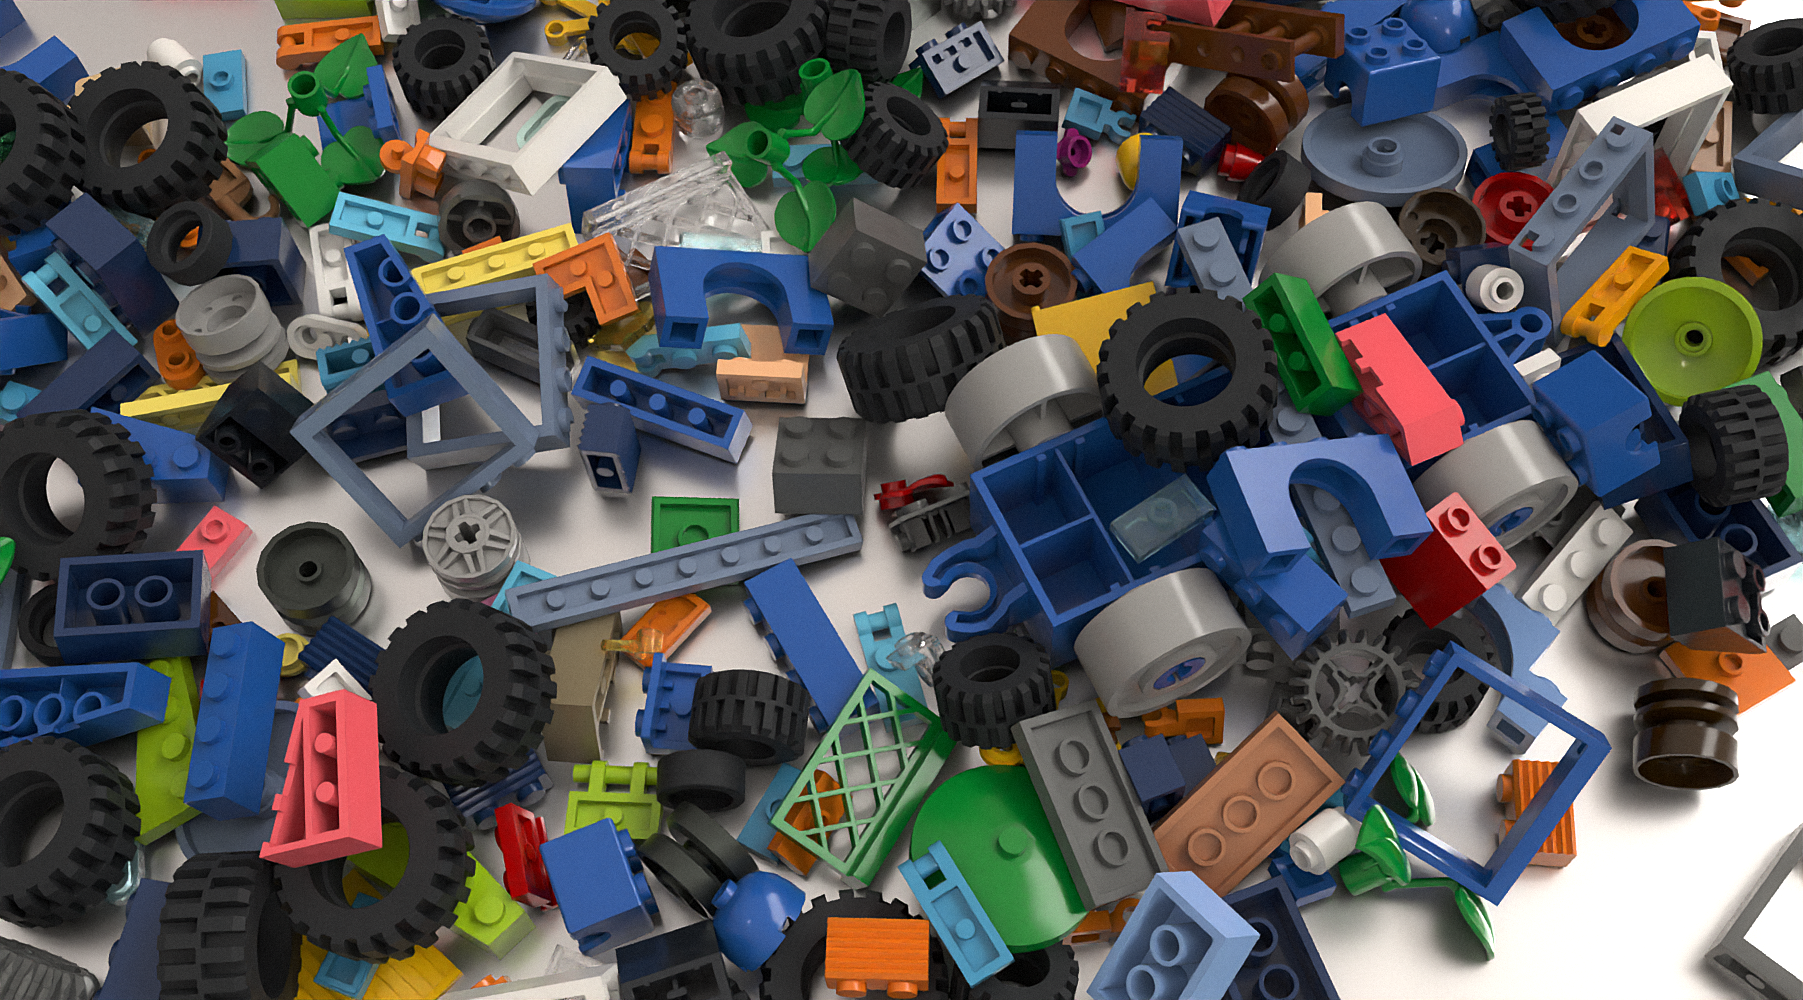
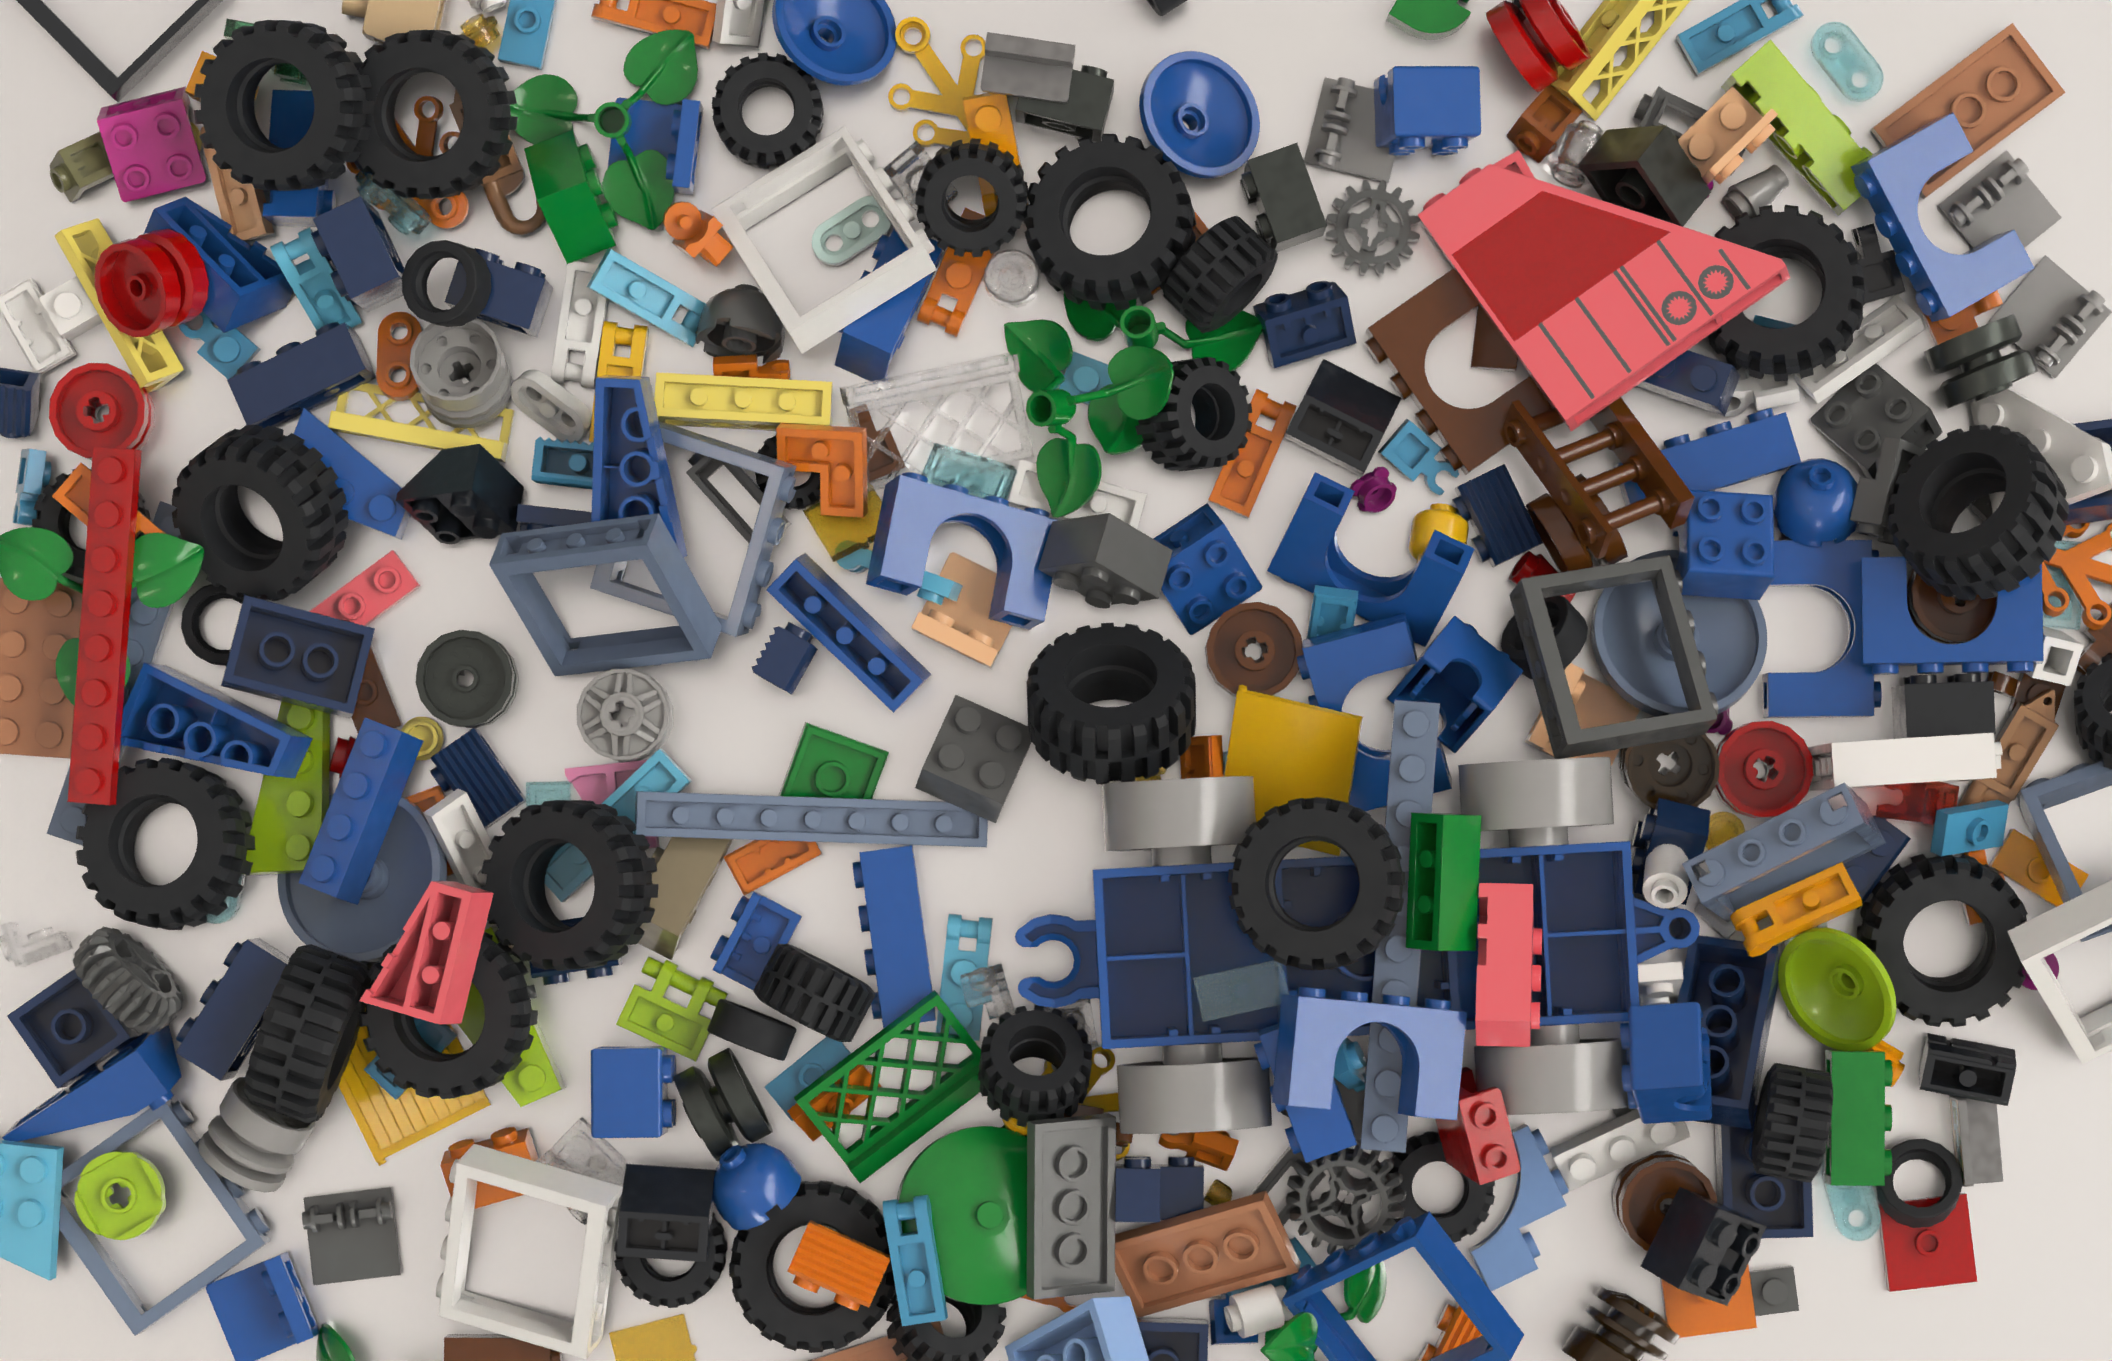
camera: 20 degrees right, 25 degrees up
(519, 839) = (578, 1033): red plate -> none
(646, 644) = (748, 878): clear yellow hand -> none
(897, 493) = (1040, 813): red plate -> none
(911, 518) = (1072, 847): dark grey hinge -> none
(1143, 53) = (1476, 437): clear red hinge -> none
(1262, 147) = (1549, 675): none -> dark grey window
(1519, 131) = (1806, 692): black tyre -> none

